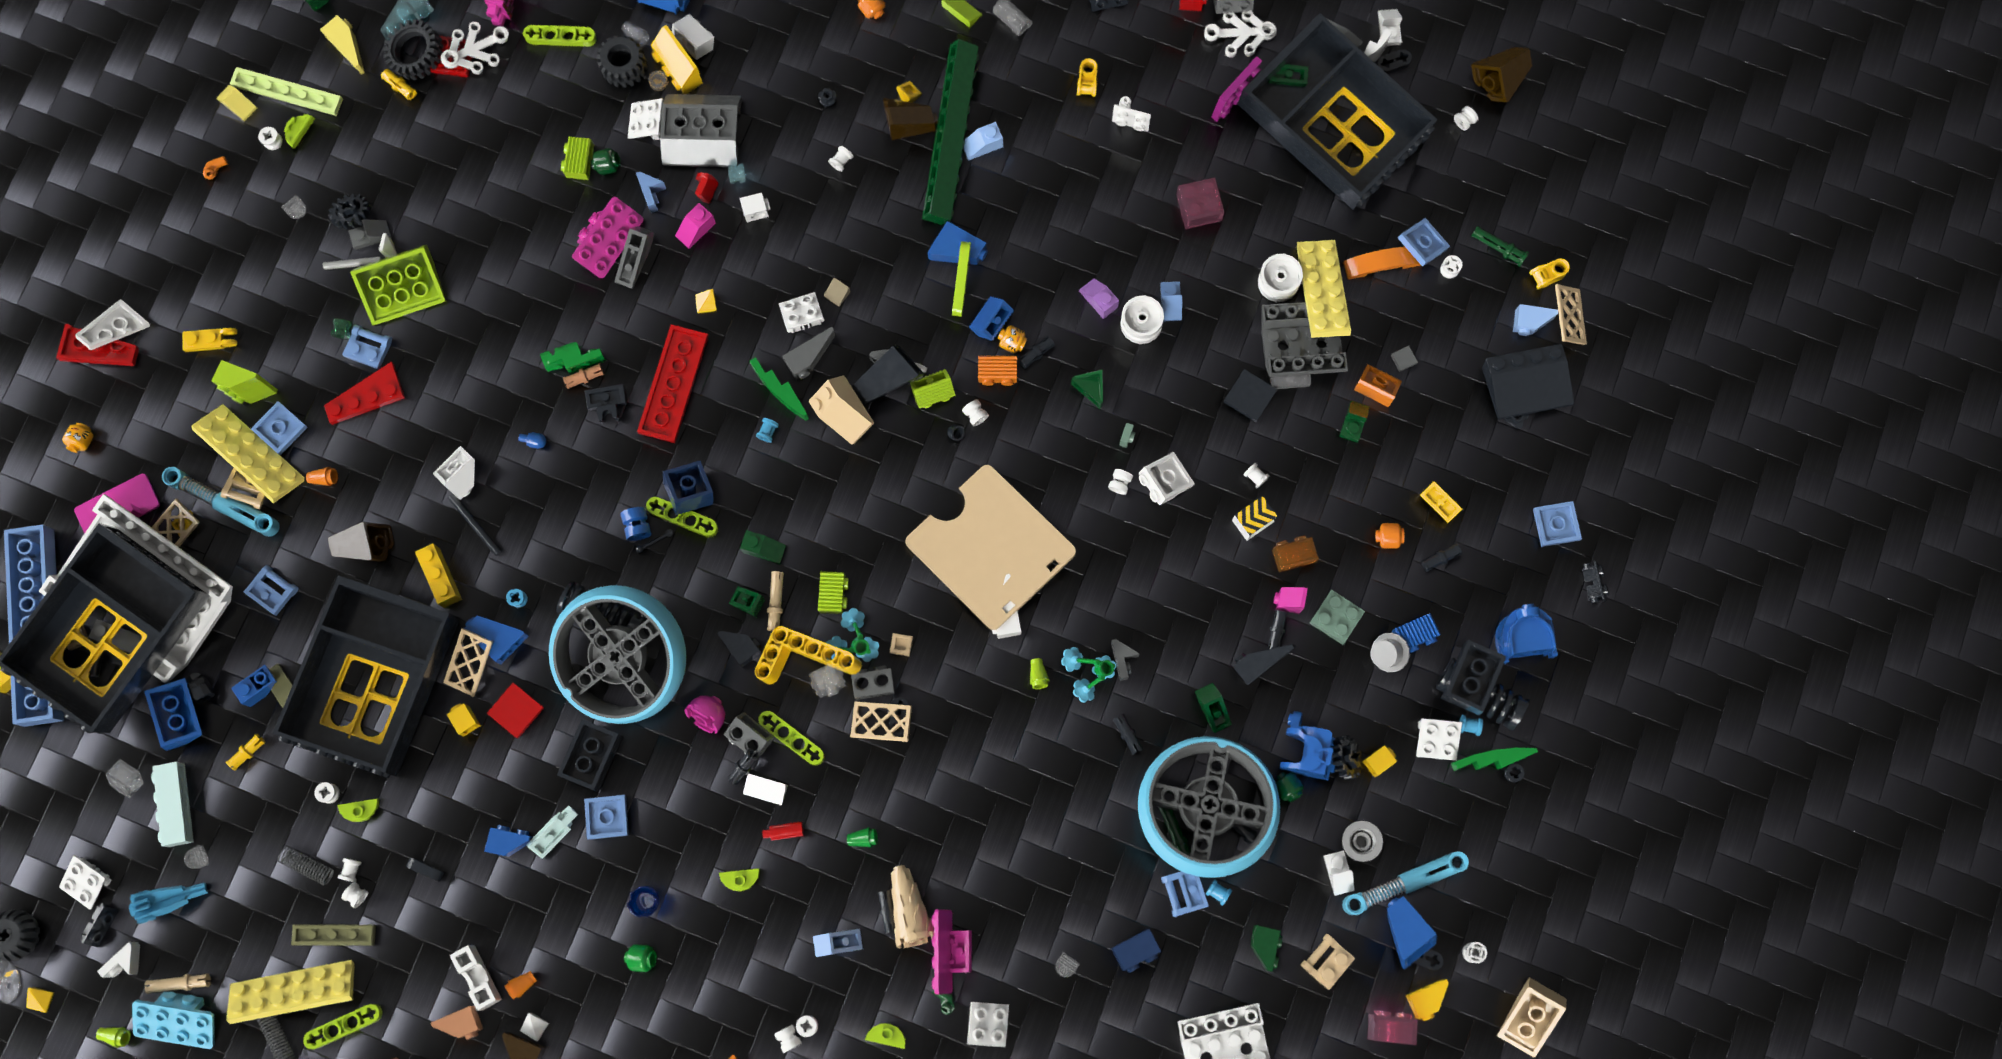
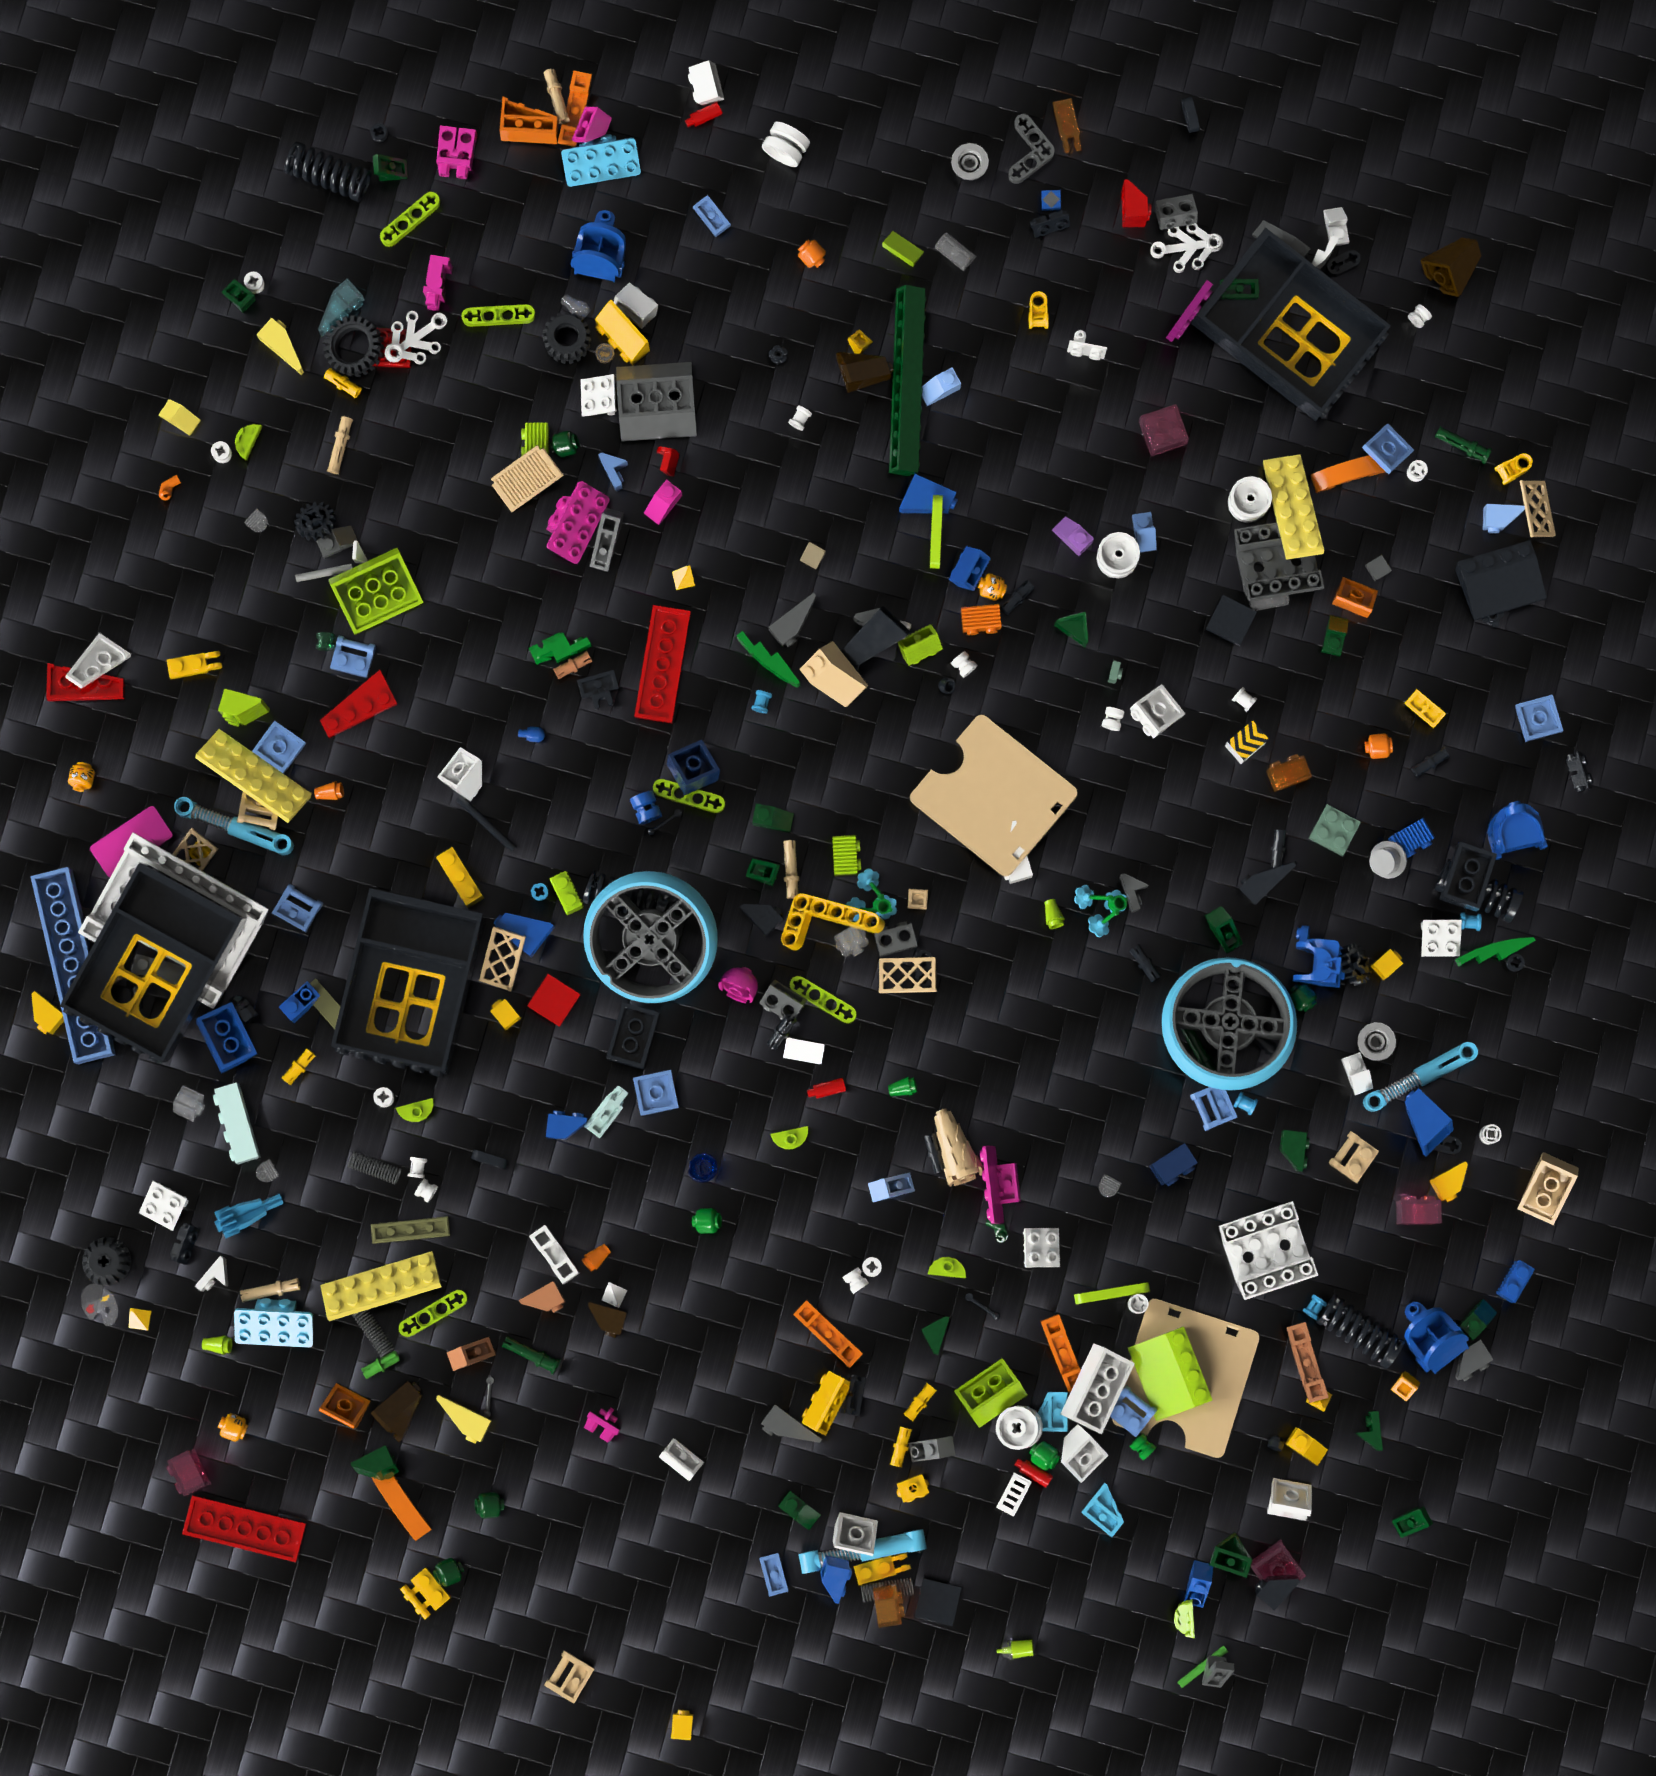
camera: 10 degrees left, 5 degrees up
(286, 91) = (229, 401): yellowish green plate -> none
(363, 542) = (381, 853): slope -> none
(385, 144) = (340, 444): none -> tan pin
(543, 601) = (566, 893): none -> lime brick
(562, 189) = (526, 477): none -> tan window
(737, 173) = (698, 443): clear light blue wheel -> none
(755, 207) = (720, 476): white brick -> none
(801, 312) = (780, 579): white hinge -> none
(1290, 599) = (1288, 818): dark pink slope -> none

